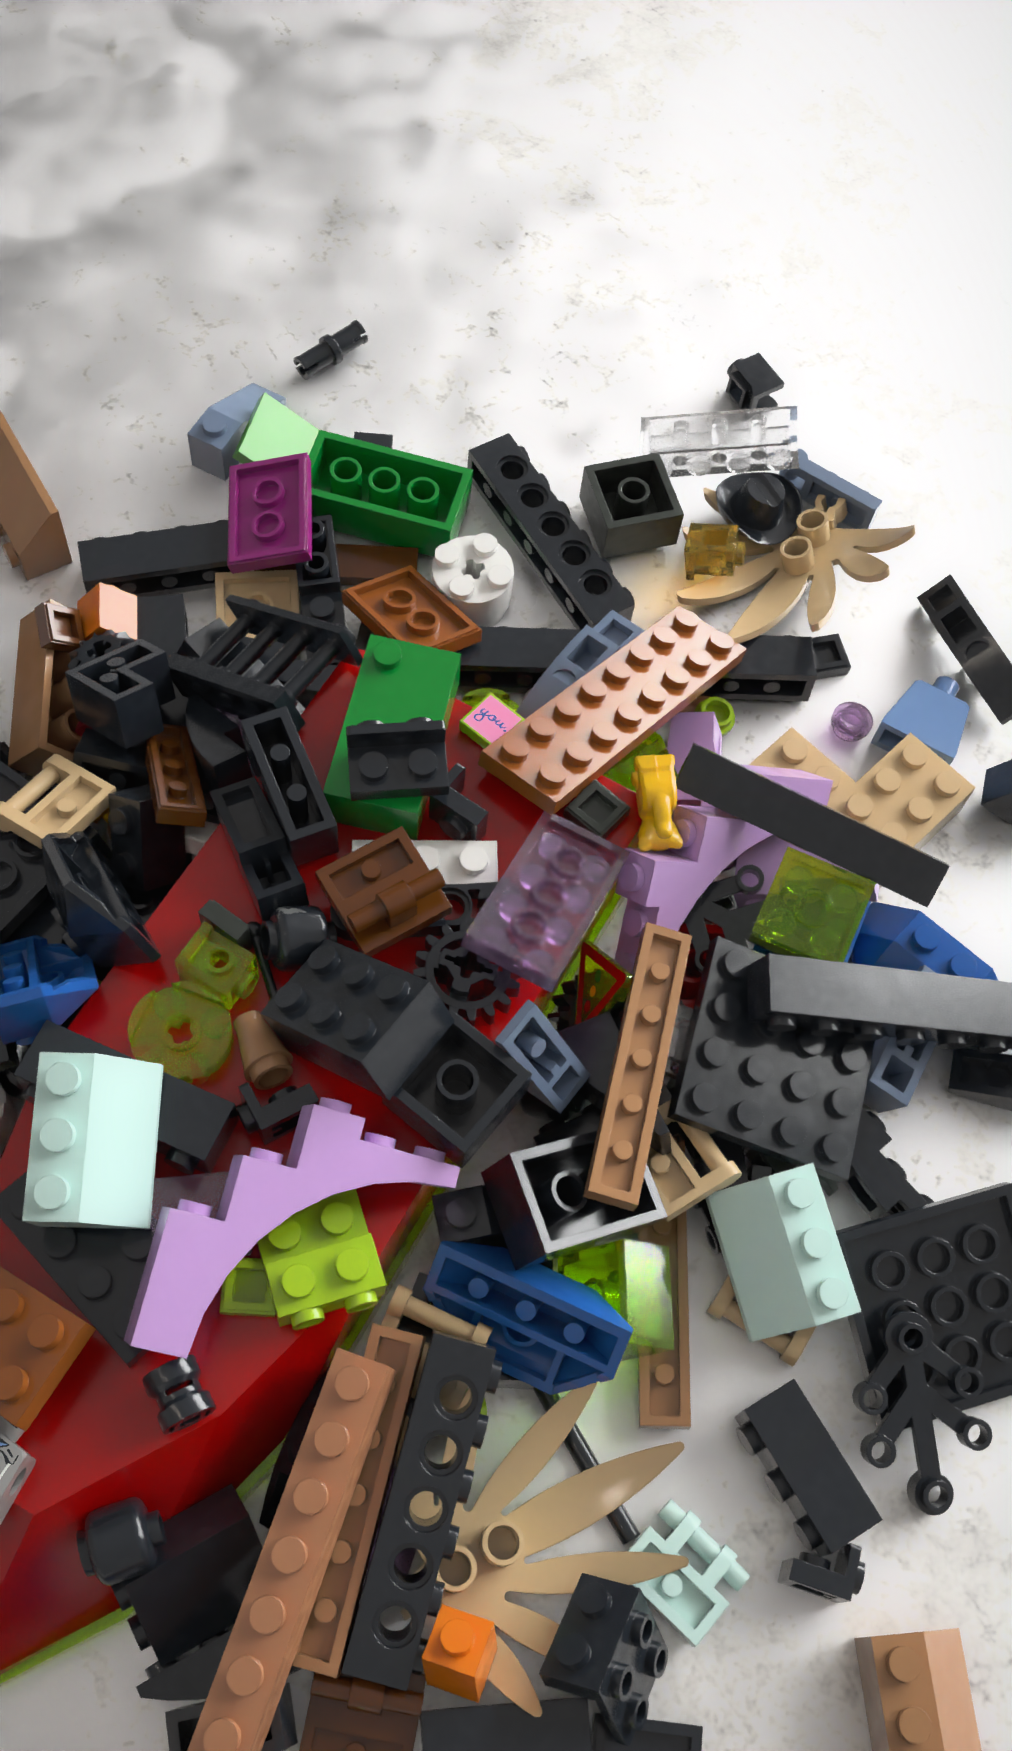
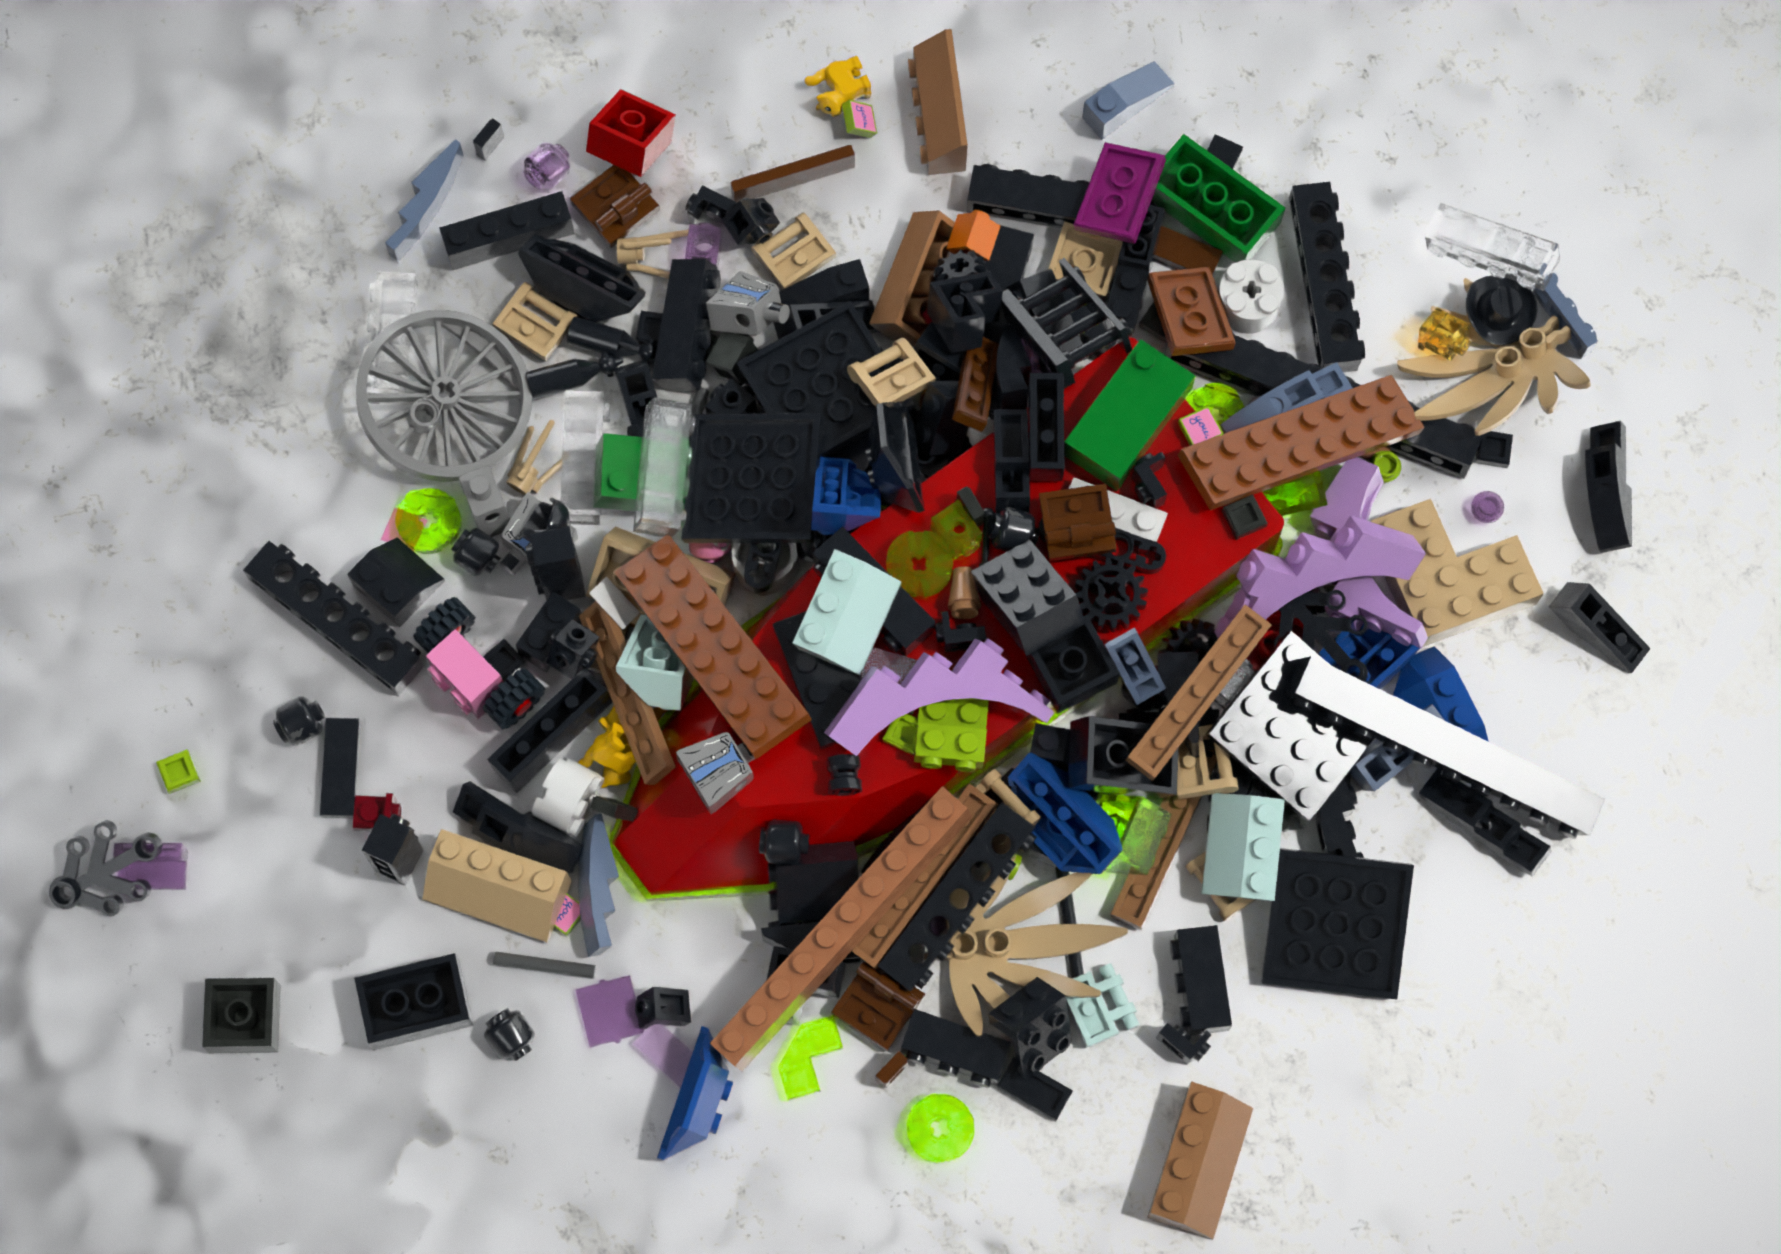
camera: 30 degrees right, 10 degrees up
(59, 627) = (938, 235): reddish brown tile -> none
(274, 433) = (1151, 124): tile -> none
(330, 349) = (1225, 53): black pin -> none
(397, 759) = (1119, 439): black bracket -> none
(459, 1653) = (948, 986): orange brick -> none
(546, 900) = (1181, 566): clear purple plate -> none
(599, 982) = (1202, 631): piece -> none
(630, 505) = (1398, 274): pearl dark grey brick -> none
(656, 800) = (1284, 528): yellow animal -> none
(752, 382) = (1550, 200): black window -> none
(810, 825) = (1384, 581): black tile -> none
(813, 907) = (1364, 637): clear neon green plate -> none
(916, 1404) = (1288, 971): black plant -> none
(930, 715) = (1541, 529): medium blue torso -> none

